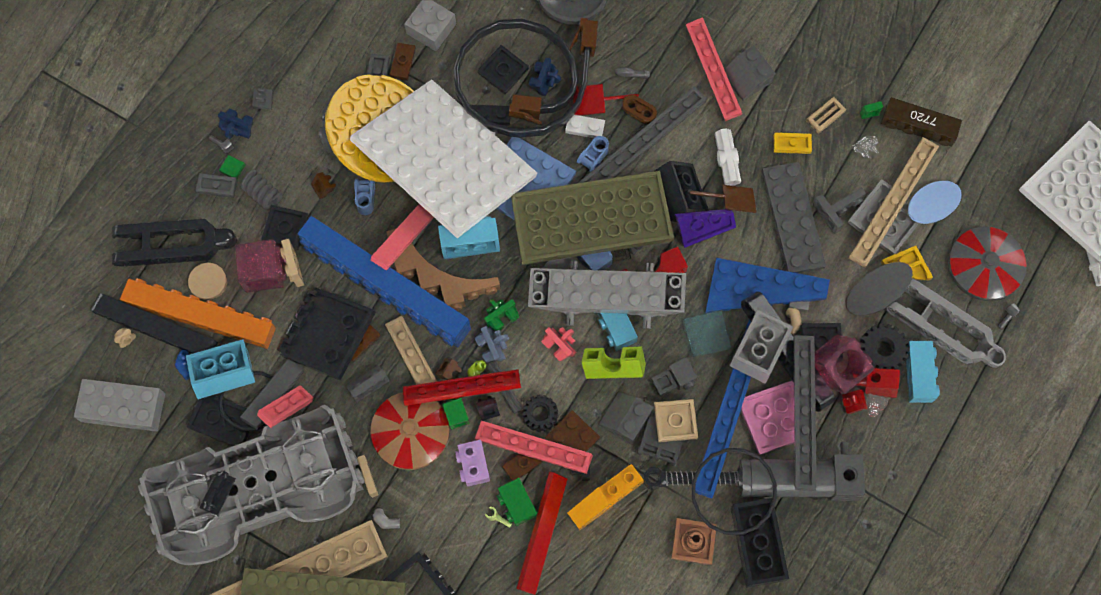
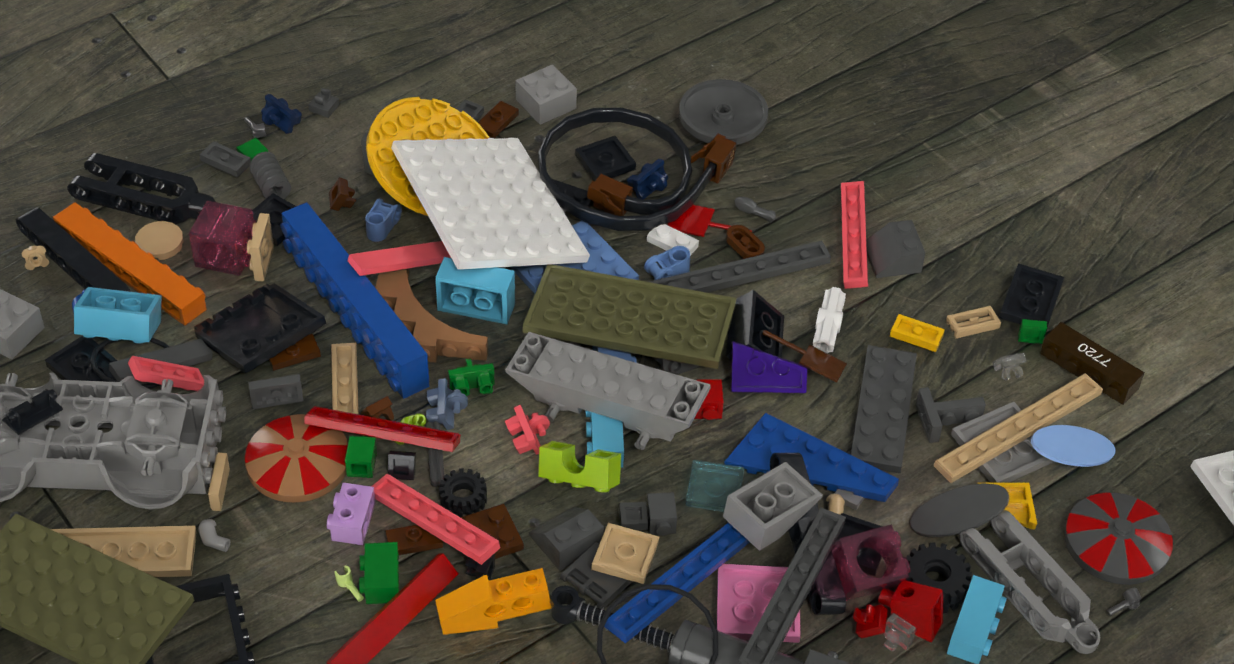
camera: 20 degrees right, 25 degrees down
(859, 77) = (1031, 295): none -> black plate

